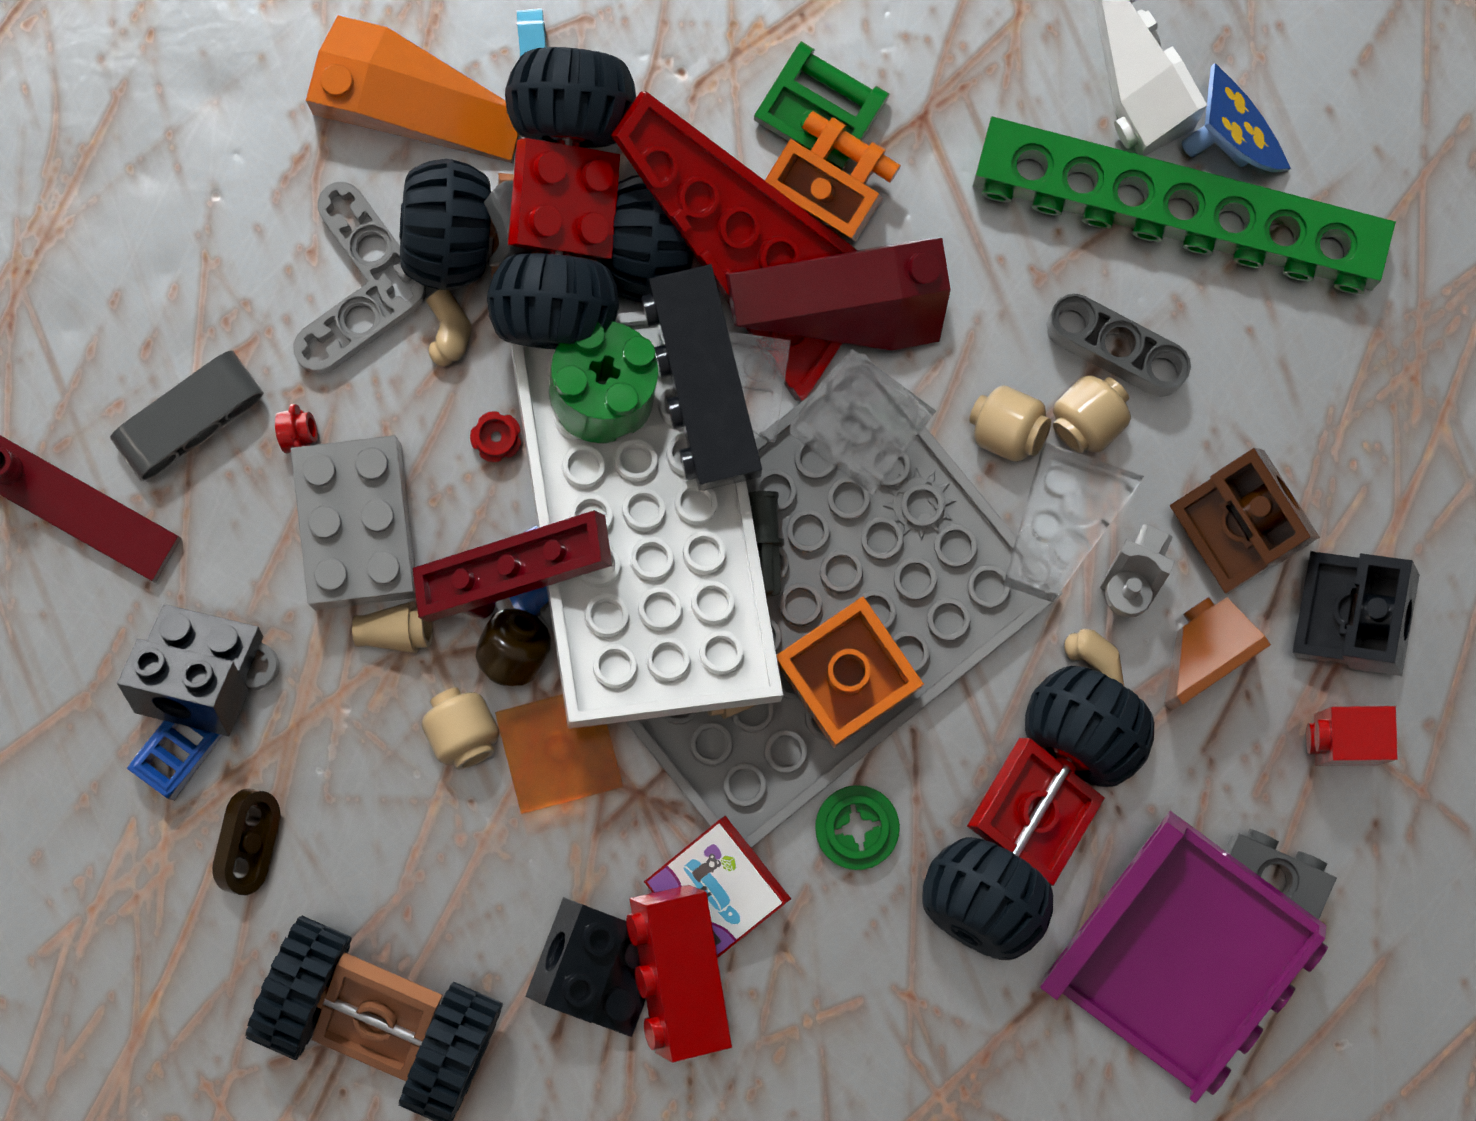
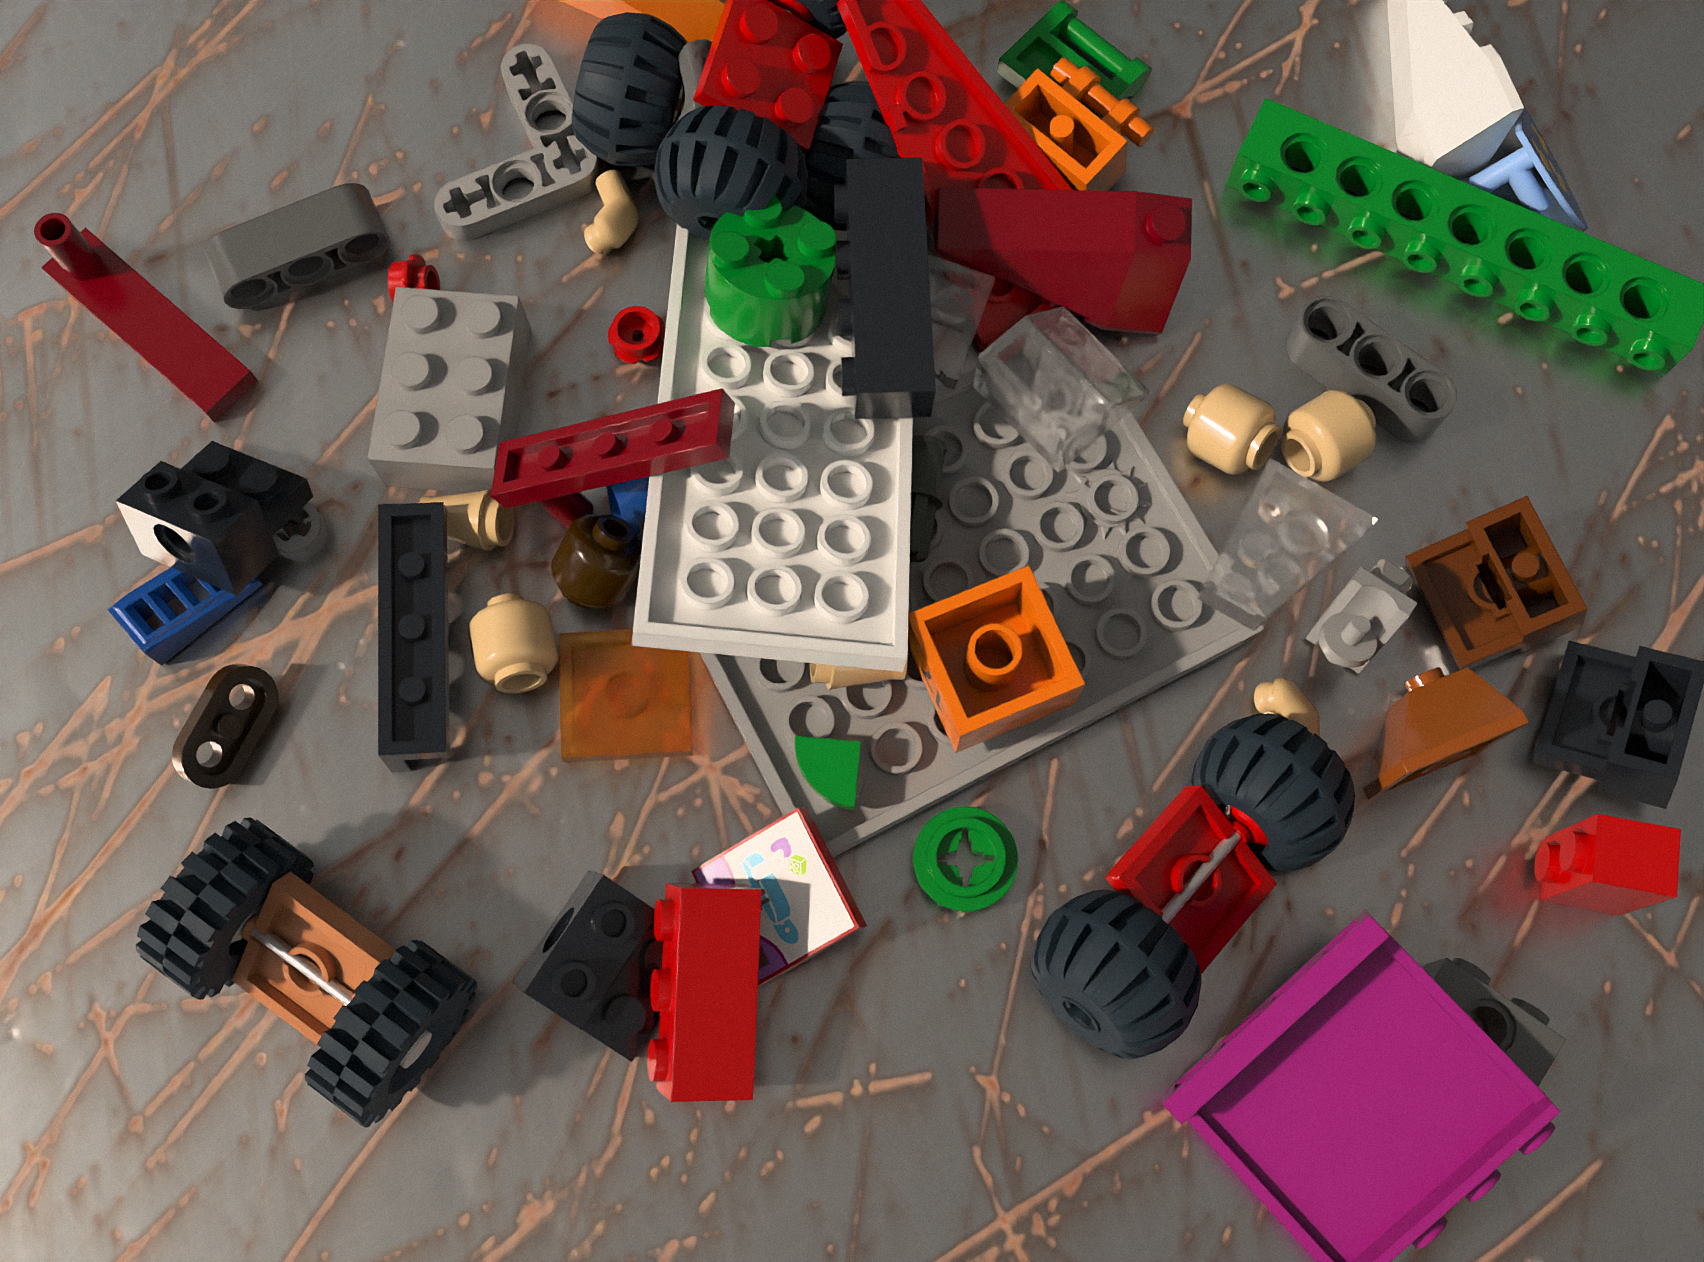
camera: 10 degrees right, 10 degrees down
(380, 737) = (412, 634): none -> black fence
(737, 781) = (830, 768): none -> green tile

